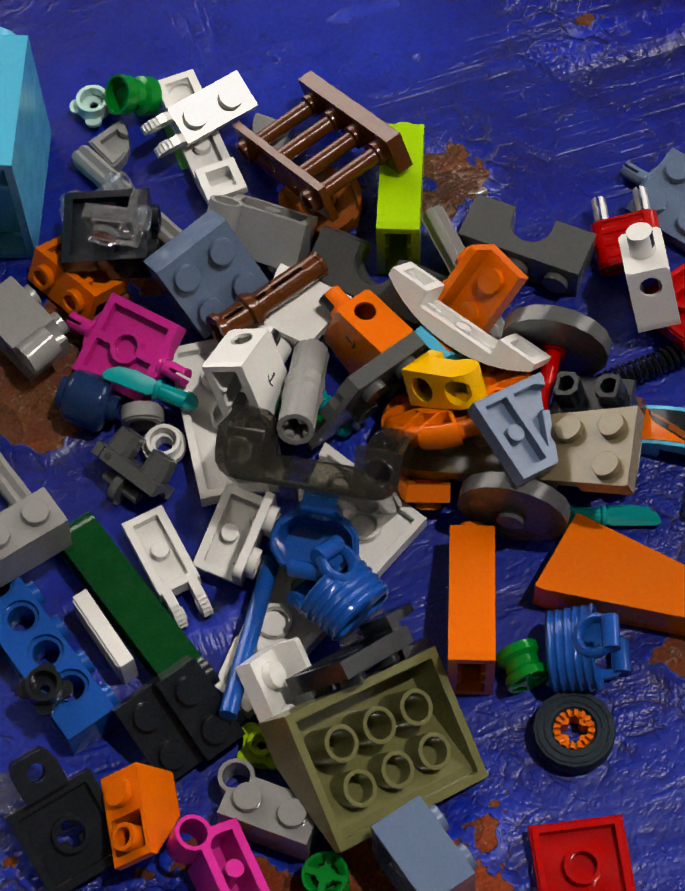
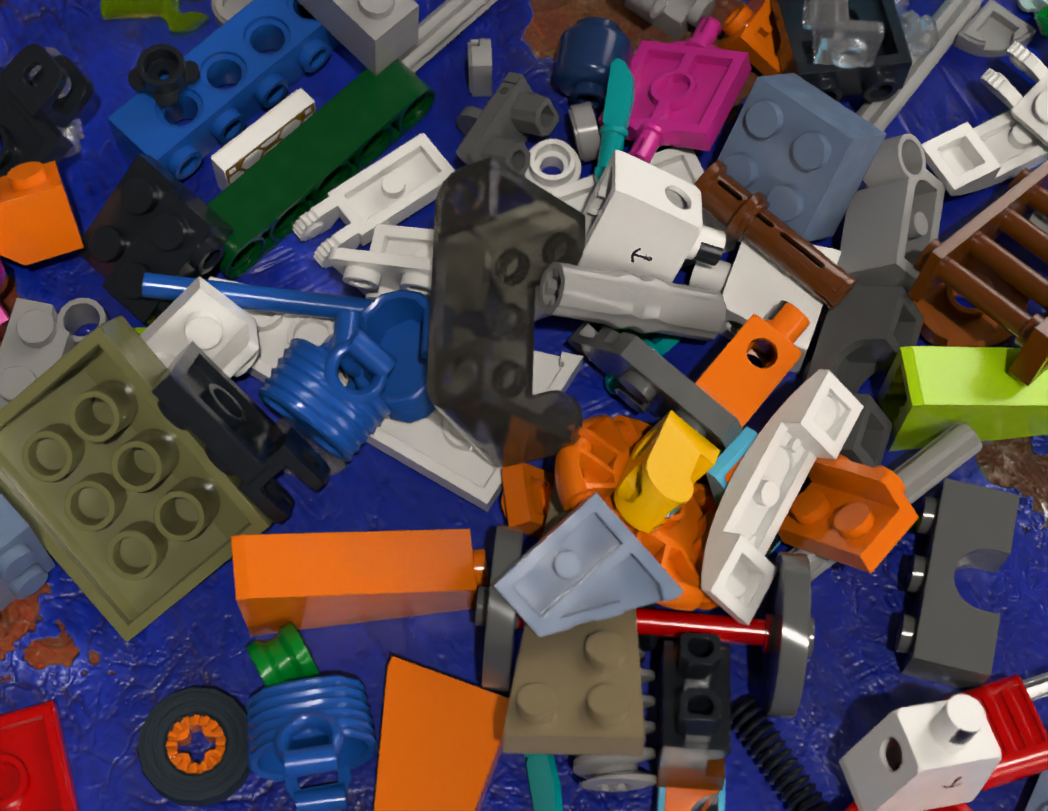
camera: 75 degrees right, 5 degrees up
(66, 479) = (480, 67): none -> light grey tile

